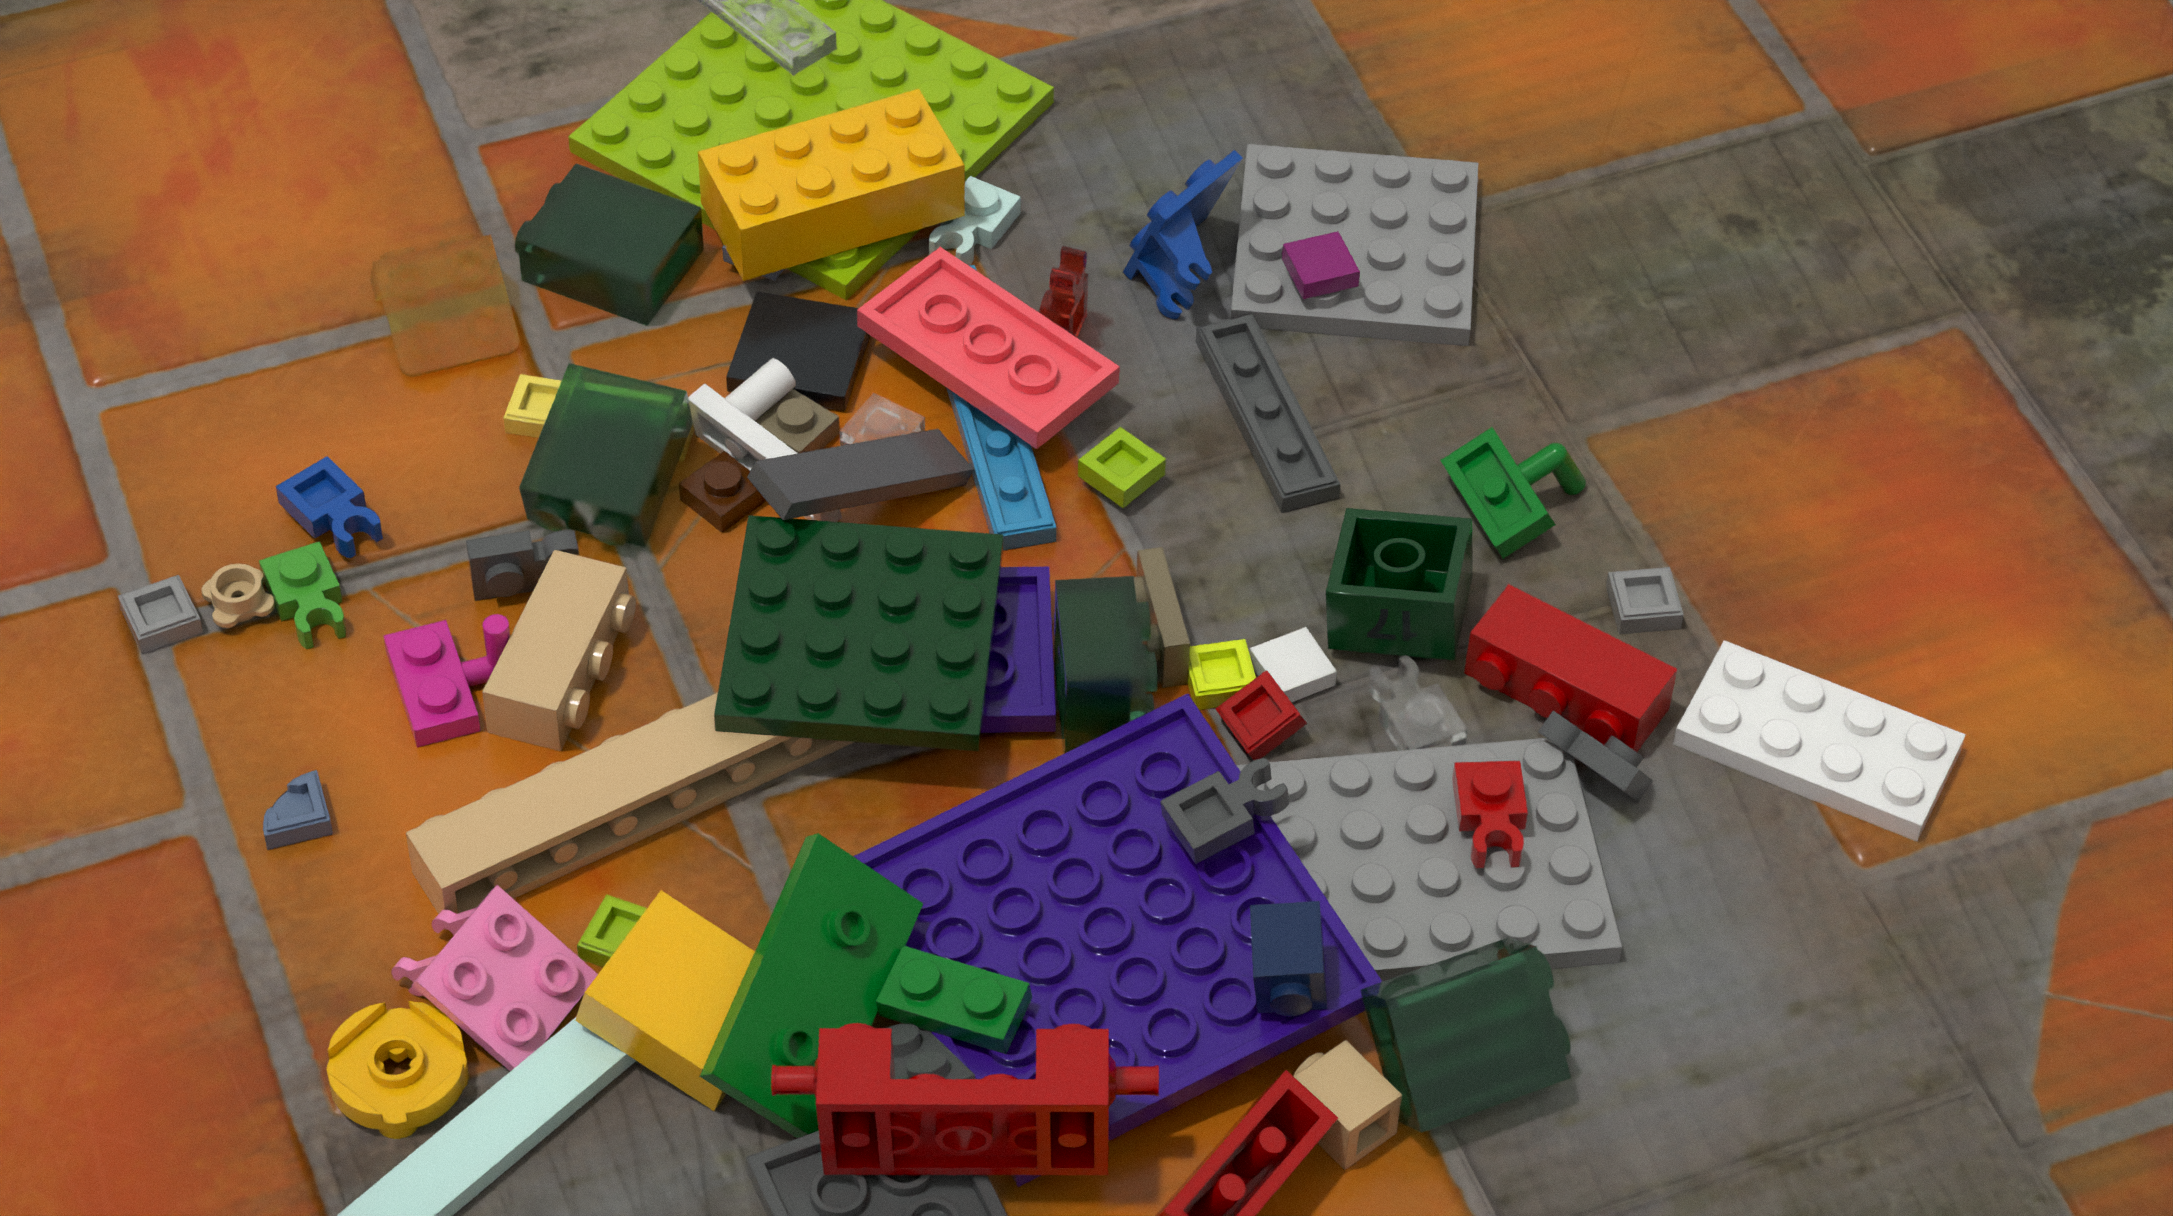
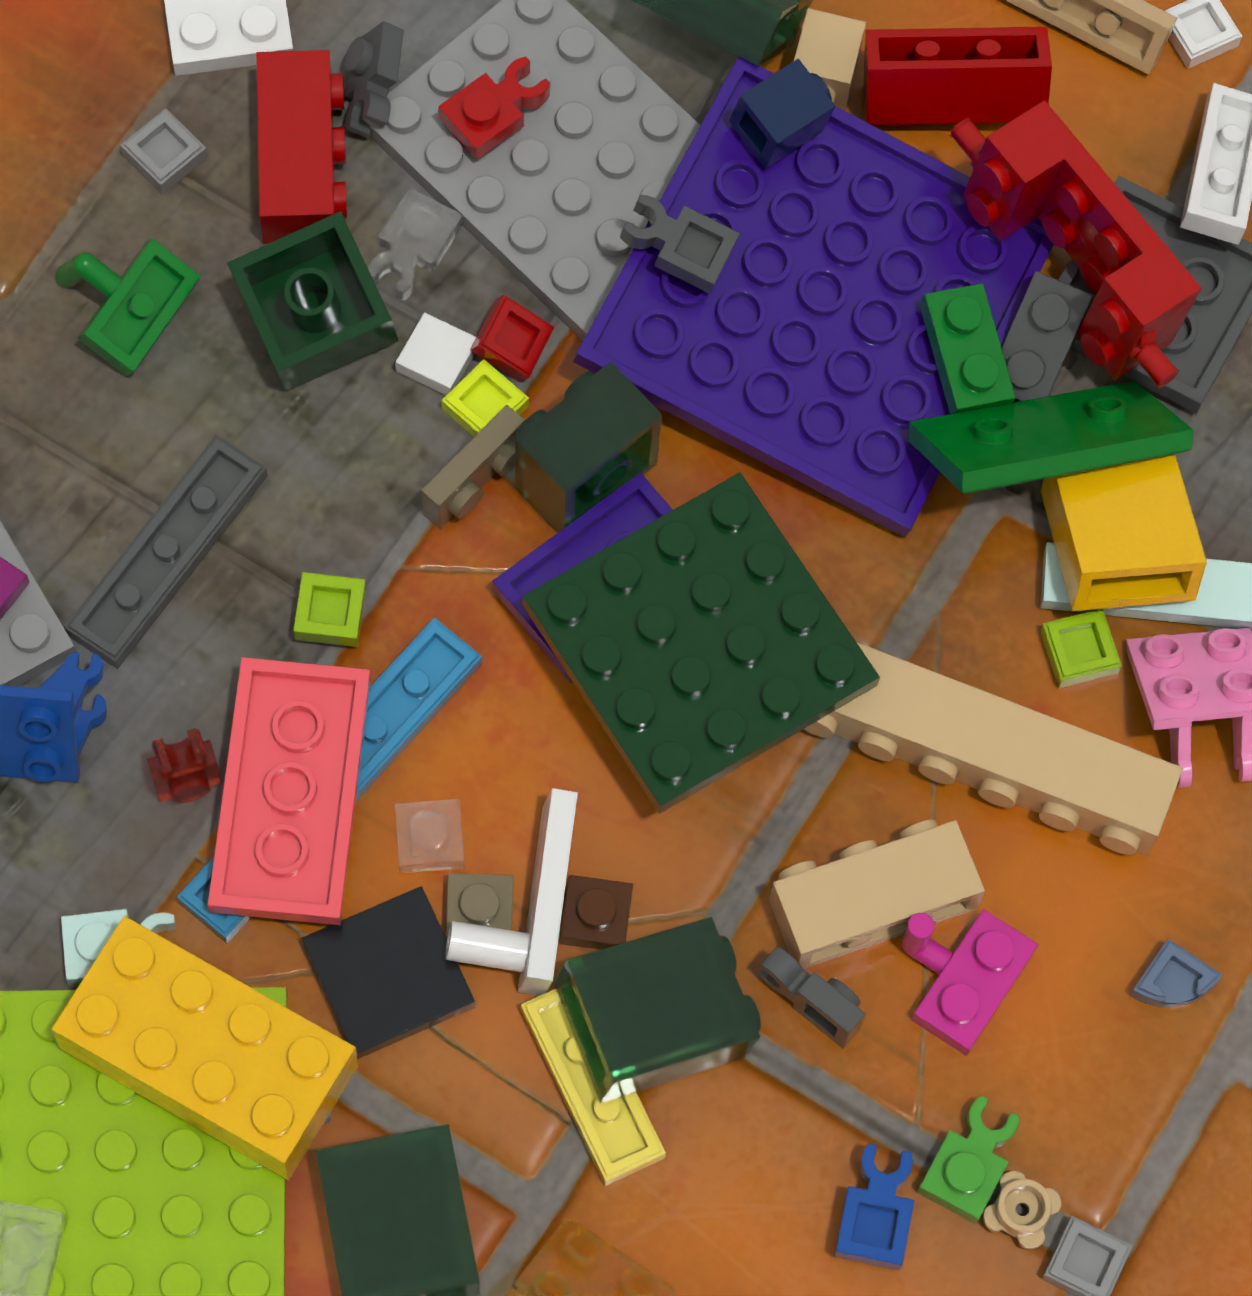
camera: 130 degrees left, 20 degrees up
(859, 473) = (530, 770): dark grey tile -> none

